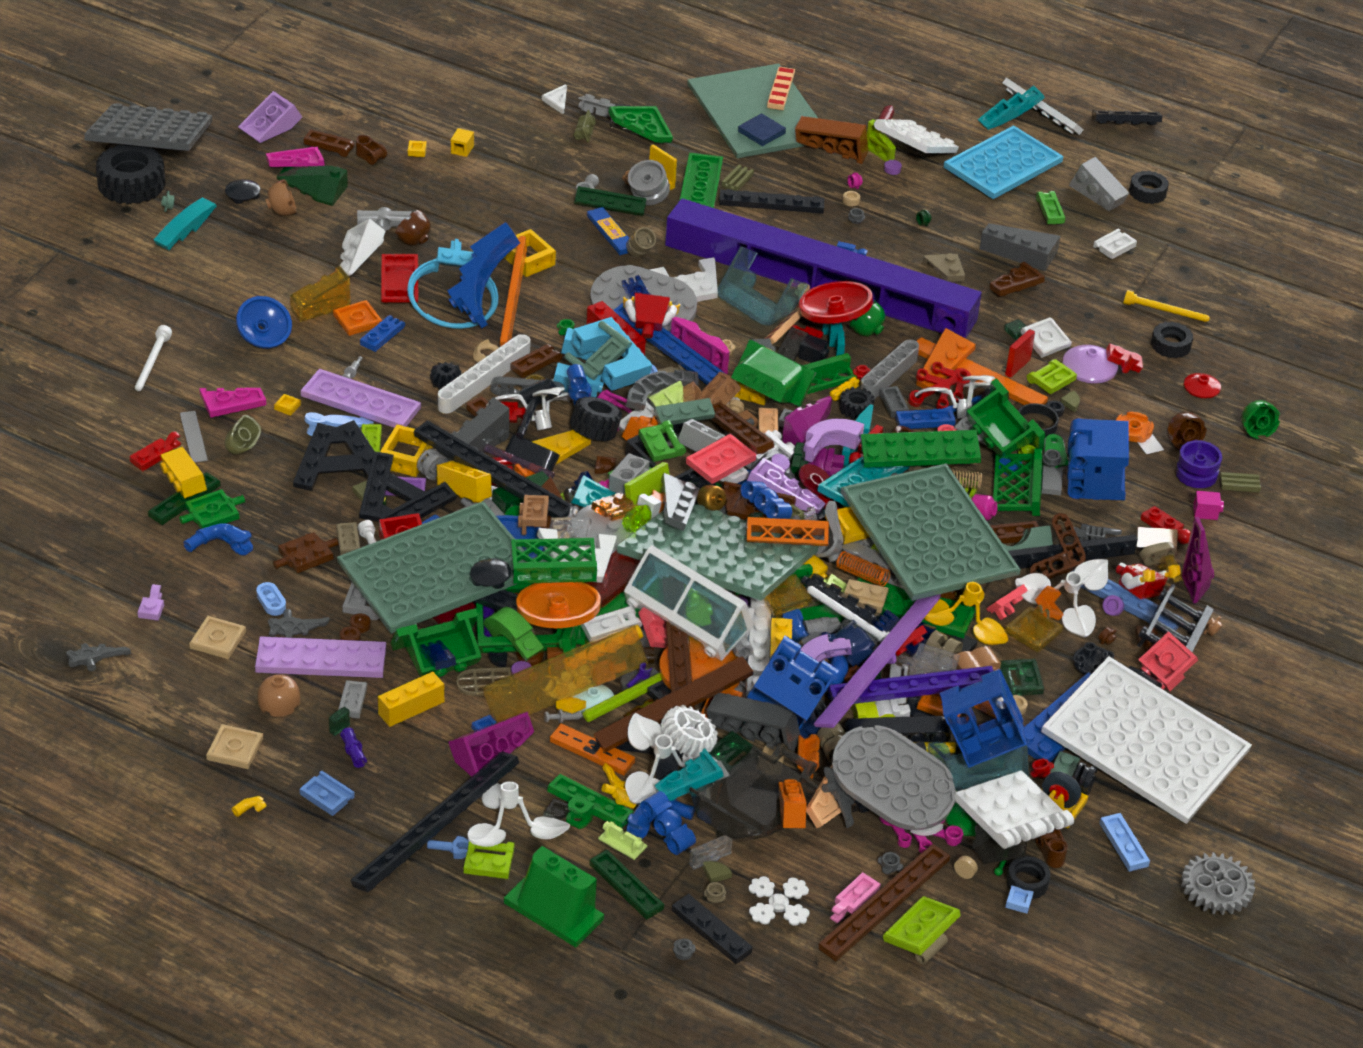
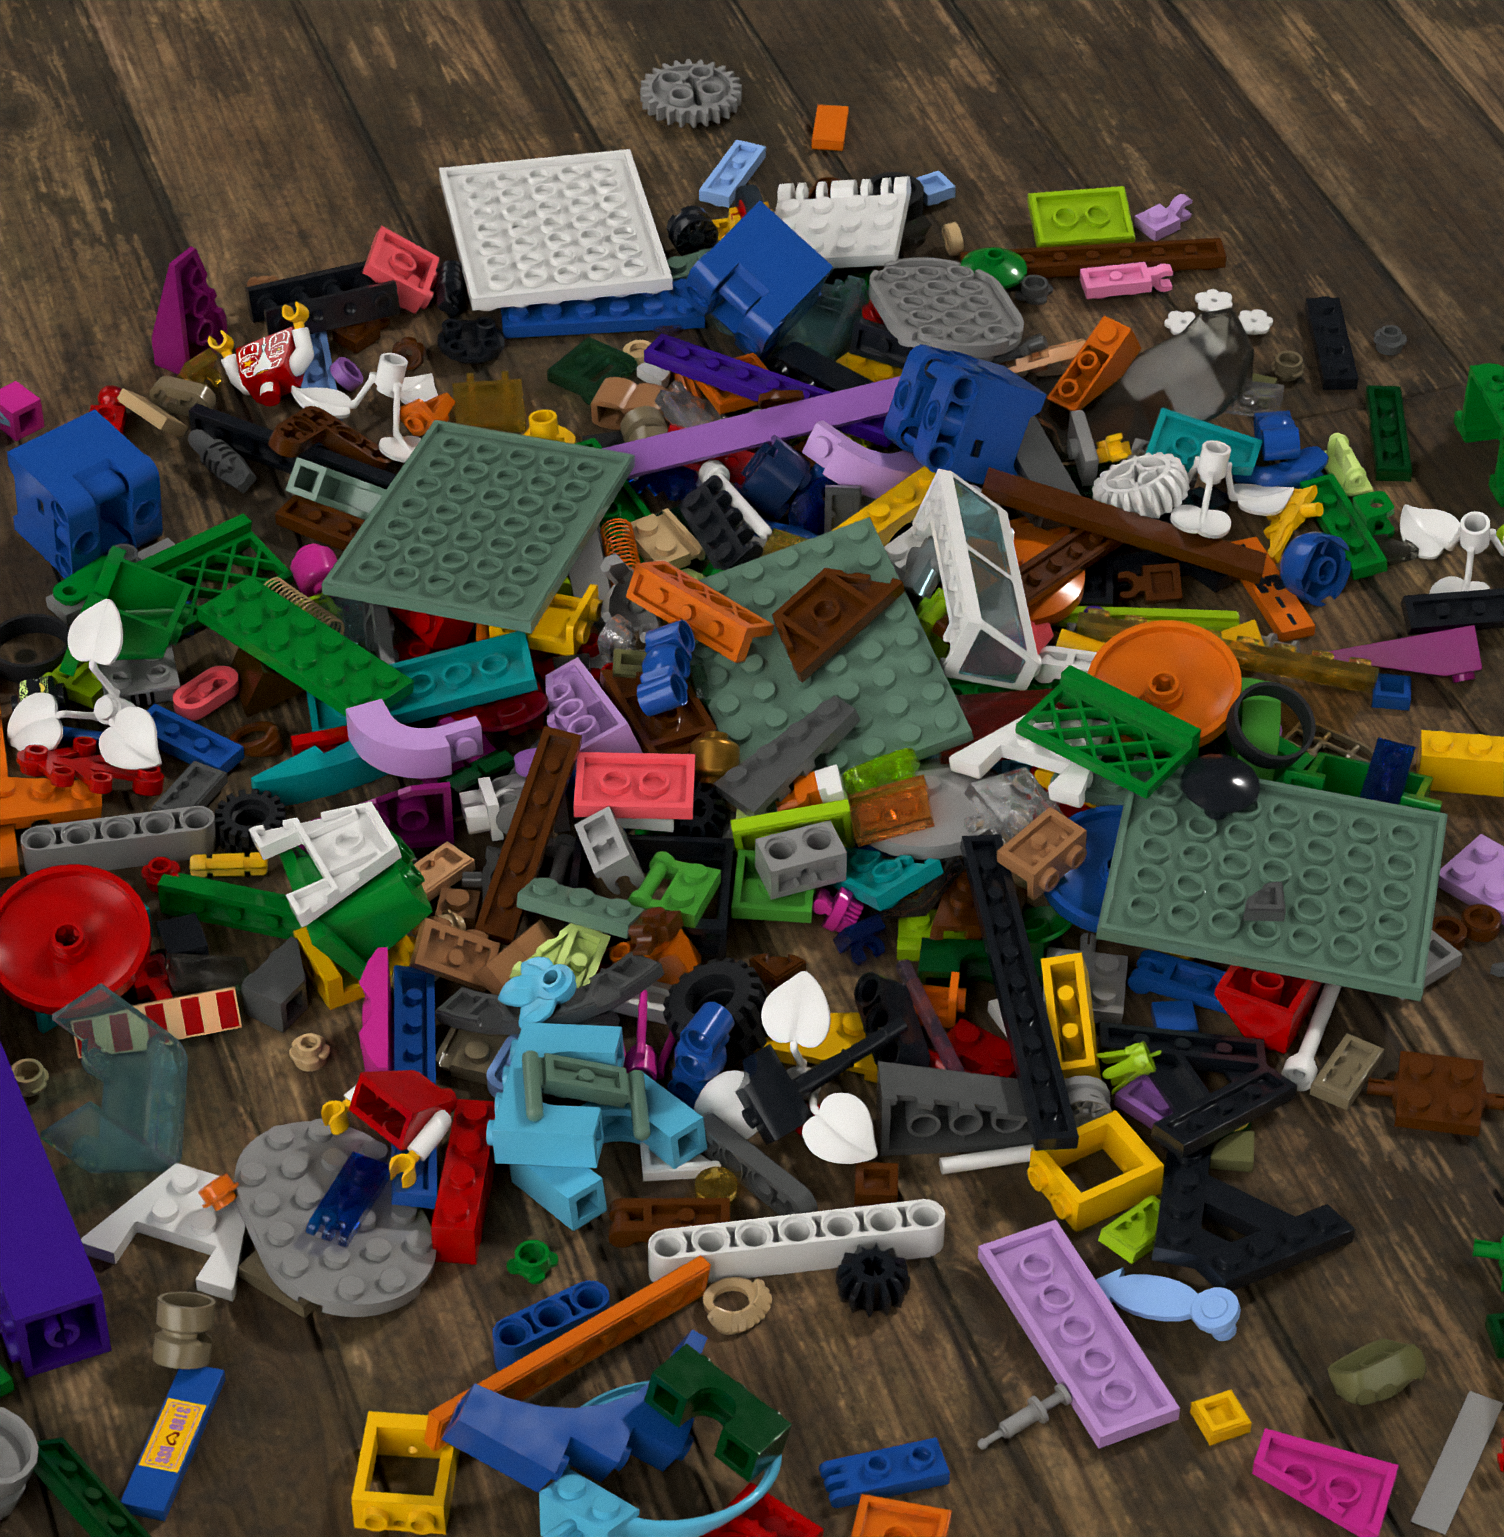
camera: 135 degrees left, 0 degrees up
(425, 482) = (1133, 1062): none -> lime piece
(426, 543) = (1266, 904): none -> dark grey tile
(455, 291) = (694, 1386): none -> dark green arch
(501, 618) = (1290, 698): none -> black tyre
(533, 309) = (546, 1320): none -> blue beam
(578, 757) = (1315, 567): none -> blue cylinder
(645, 414) = (653, 927): none -> reddish brown plate
(656, 376) = (538, 989): none -> medium azure plate
(684, 276) = (219, 1192): none -> orange plate
(725, 545) = (830, 614): none -> reddish brown wing
(728, 751) = (1112, 449): none -> yellow plate
(743, 746) = (1082, 448): none -> light grey plate
(783, 364) = (346, 847): none -> white wing
(886, 961) = (1163, 221): none -> lavender plate
(900, 668) = (776, 397): none -> reddish brown piece
(920, 852) = (1000, 263): none -> green dish
(1126, 915) = (830, 127): none -> orange tile

